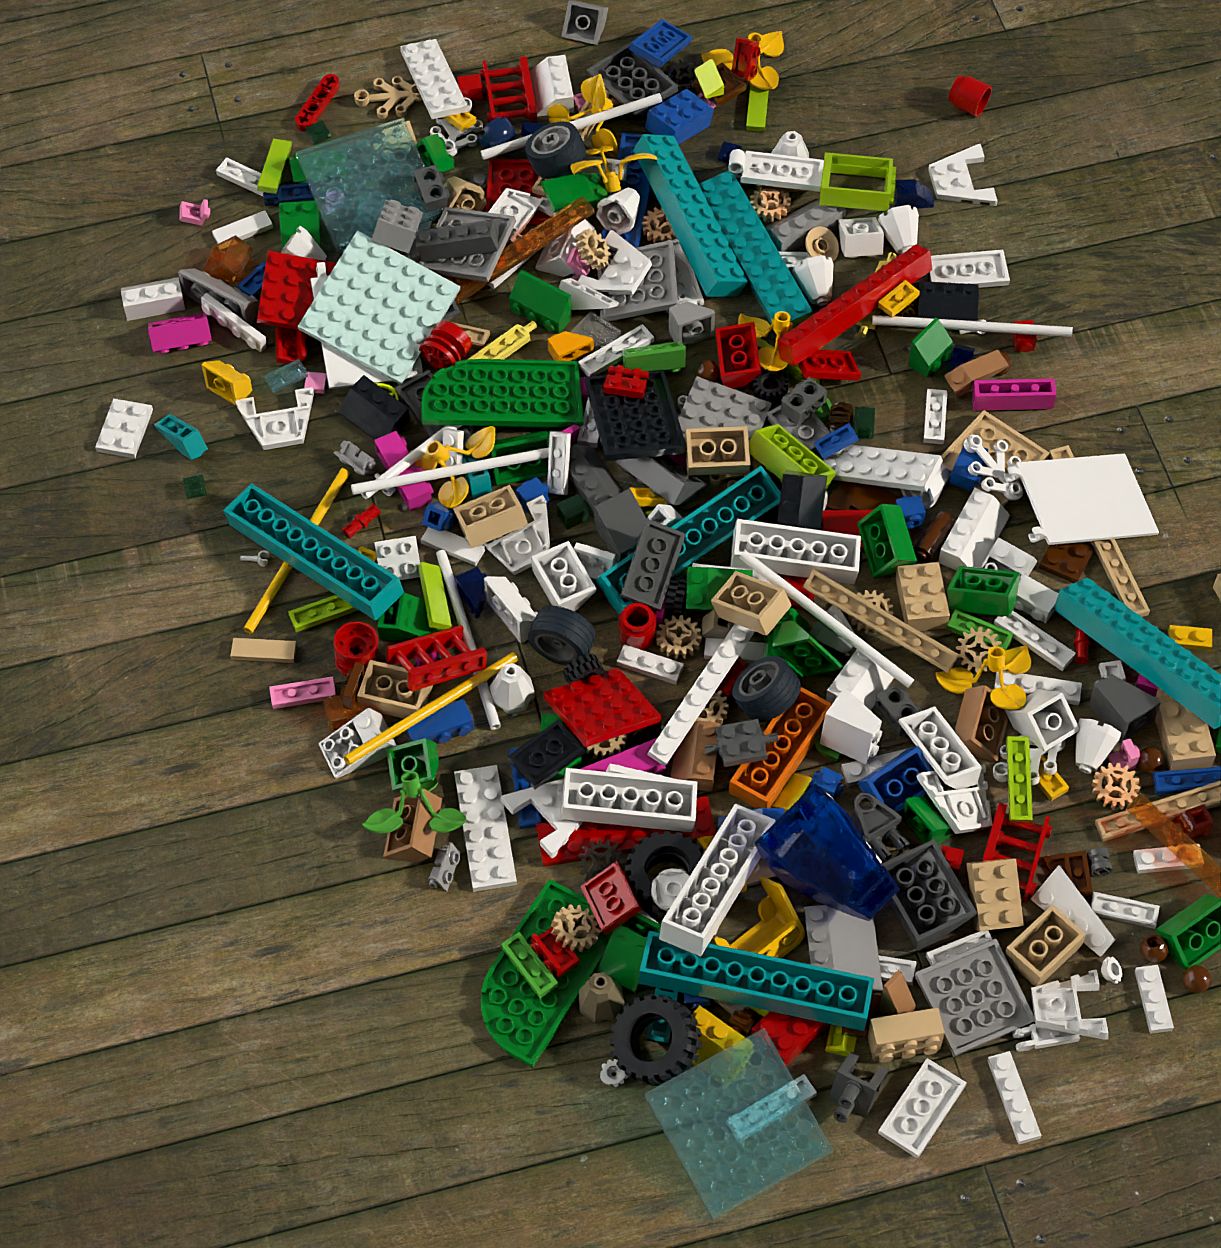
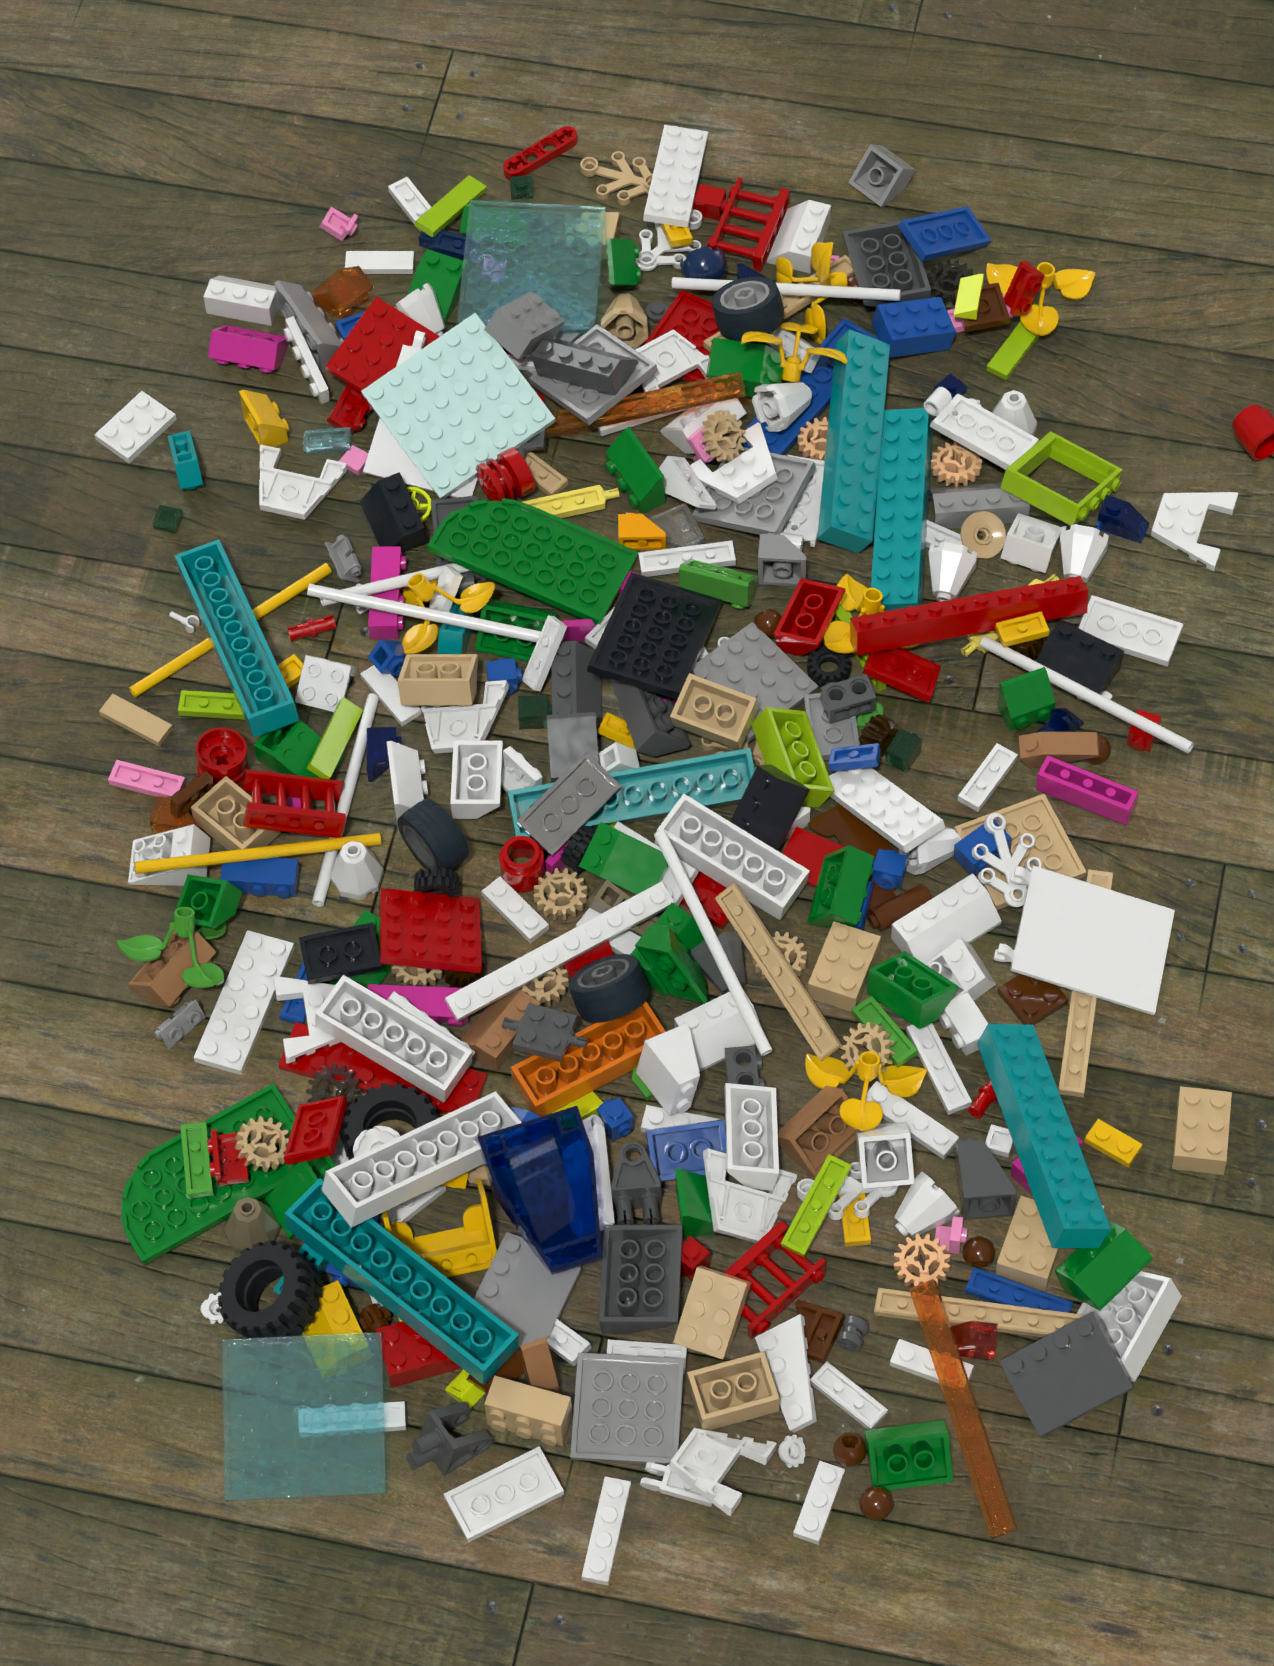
camera: 30 degrees right, 0 degrees up
(427, 189) = (586, 297): dark grey brick -> none
(625, 386) = (665, 601): red plate -> none
(751, 603) = (639, 889): tan brick -> none

